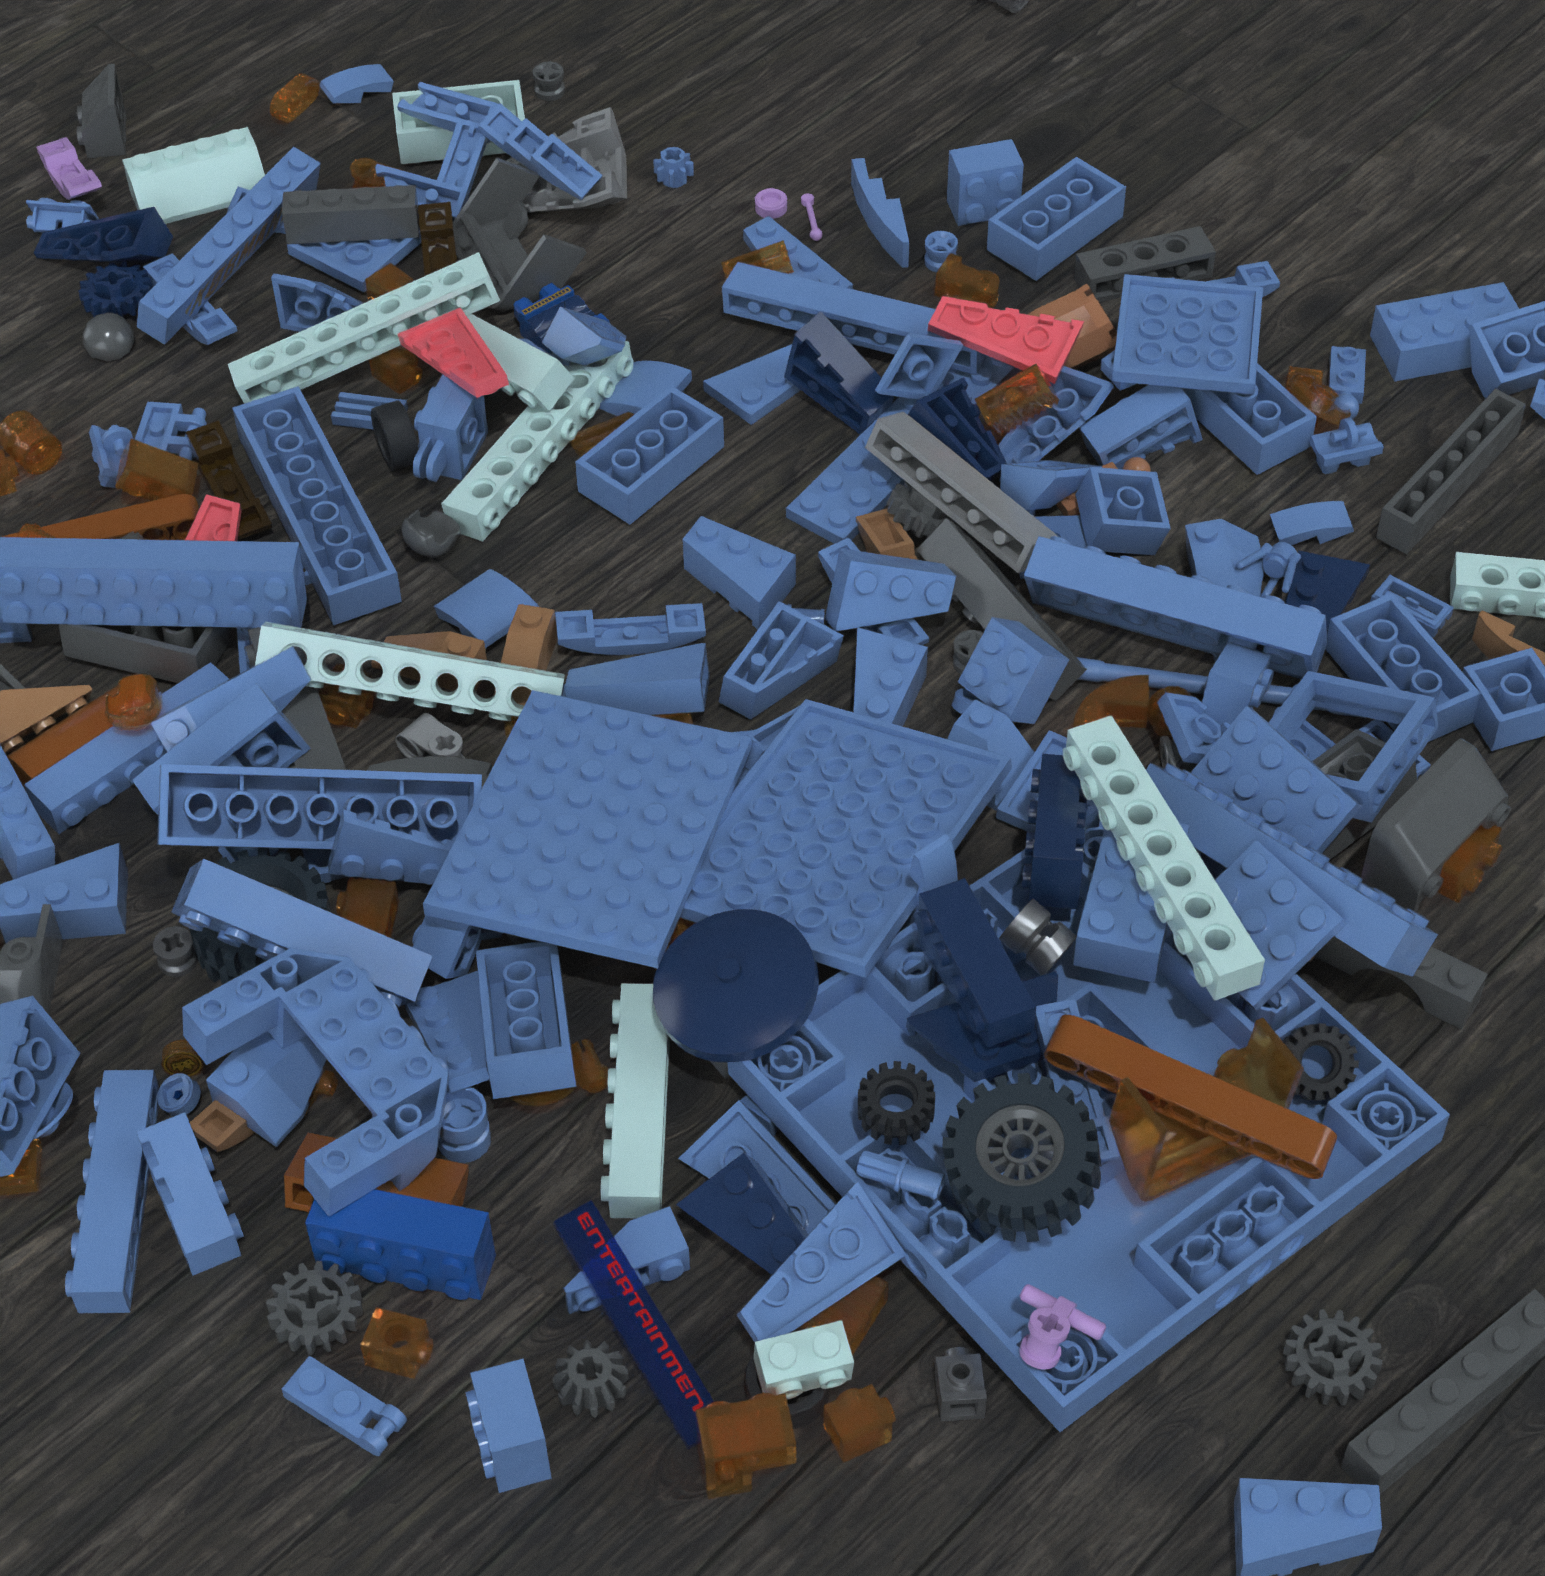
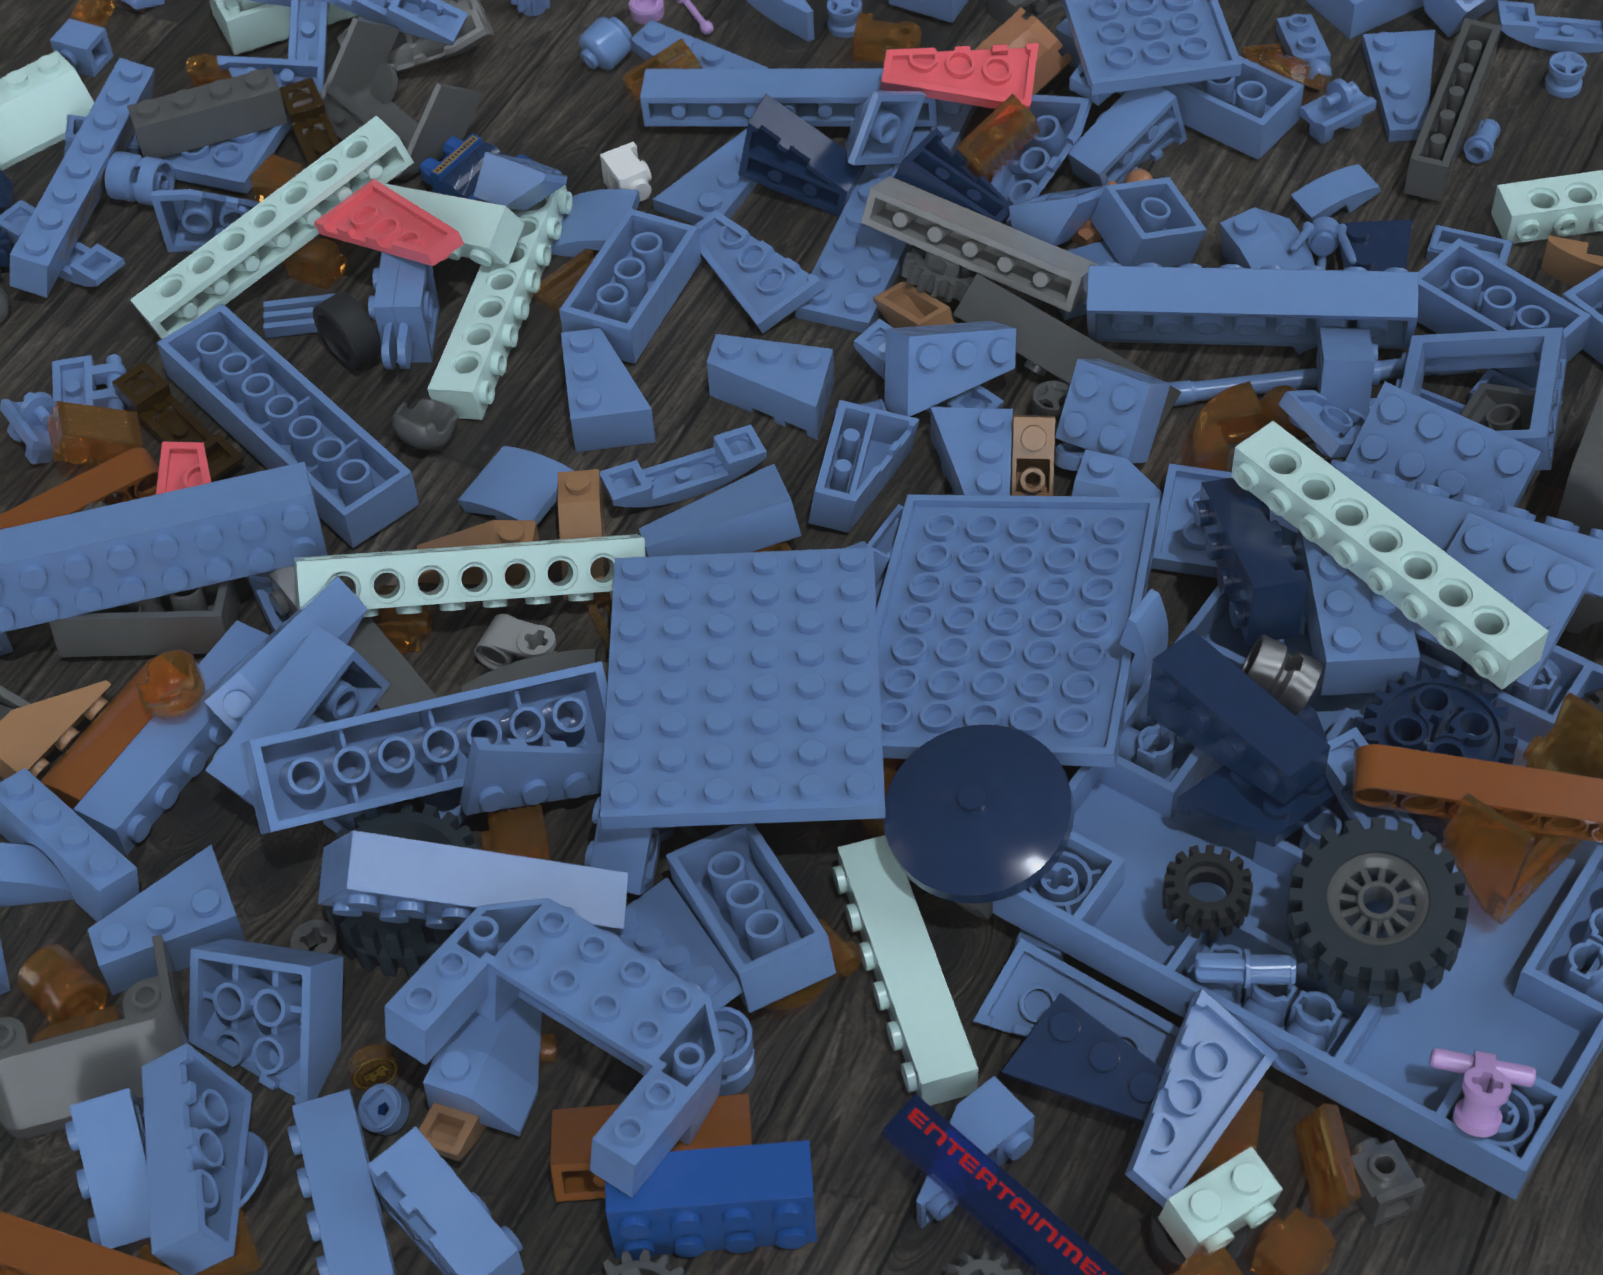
camera: 15 degrees left, 0 degrees up
(117, 990) = (268, 1011): none -> medium blue wedge
(273, 128) = (83, 46): none -> medium blue brick
(273, 254) = (134, 177): none -> medium blue wheel
(584, 545) = (602, 395): none -> medium blue wedge
(689, 350) = (624, 170): none -> white brick
(718, 228) = (605, 43): none -> medium blue head
(761, 468) = (753, 272): none -> medium blue wing
(919, 1356) = (1327, 1161): none -> clear orange tile
(933, 693) = (1033, 455): none -> medium nougat slope
(1156, 1023) = (1405, 714): none -> dark blue gear
(1424, 423) = (1401, 79): none -> medium blue wing
(1464, 512) = (1480, 145): none -> medium blue pin

